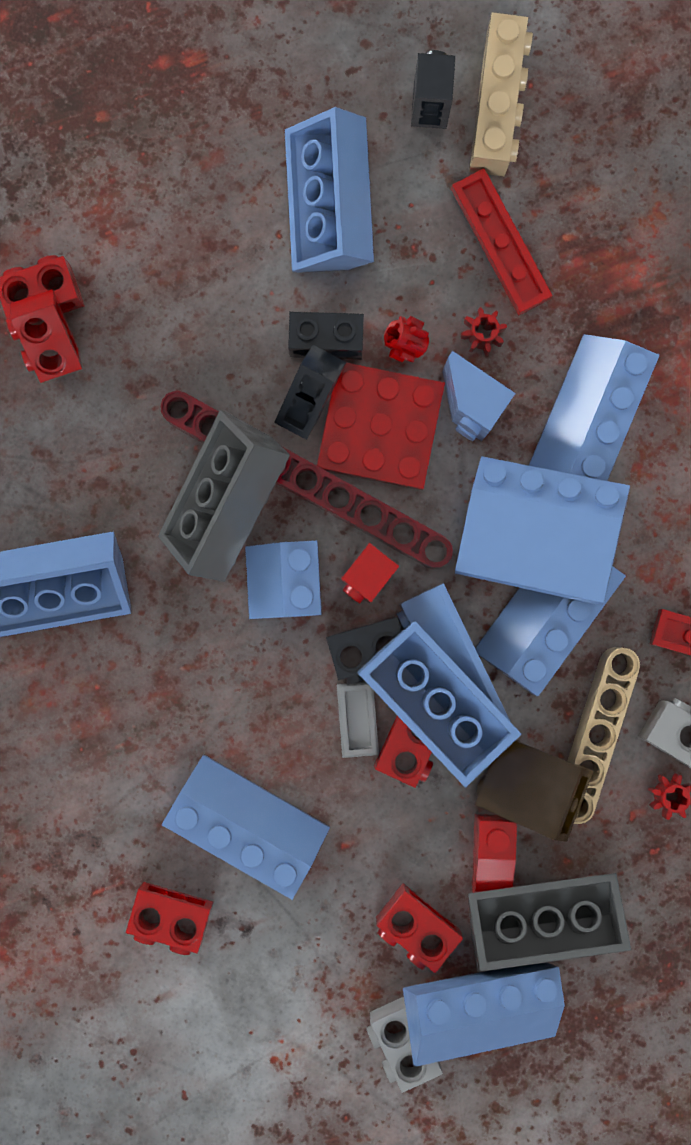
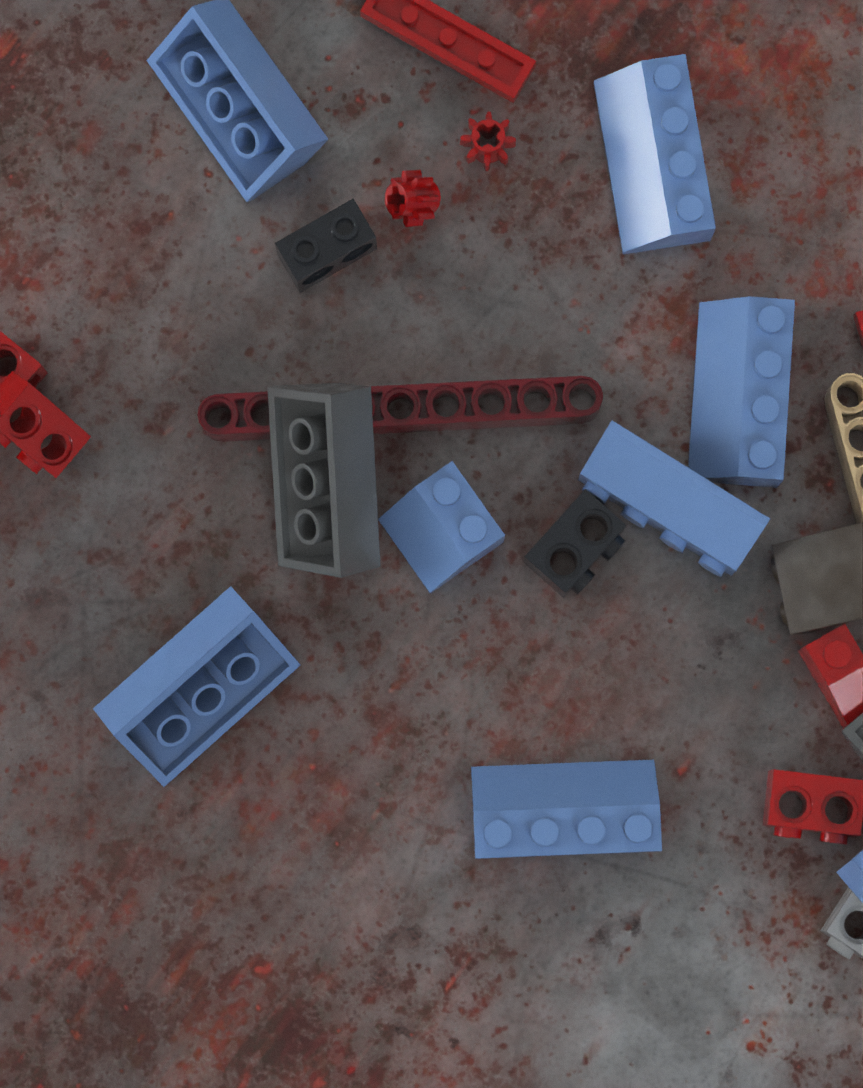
camera: 25 degrees left, 5 degrees down
(171, 907) = (542, 947): red brick -> none
(309, 392) = (348, 313): black brick -> none
(357, 720) = (611, 626): light grey tile -> none
(368, 574) = (528, 464): red brick -> none
(381, 426) = (441, 304): red plate -> none
(402, 740) = (670, 615): red brick -> none
(439, 703) = (684, 546): medium blue slope -> none
(473, 397) = (521, 215): medium blue slope -> none
(542, 530) = (678, 305): medium blue slope -> none

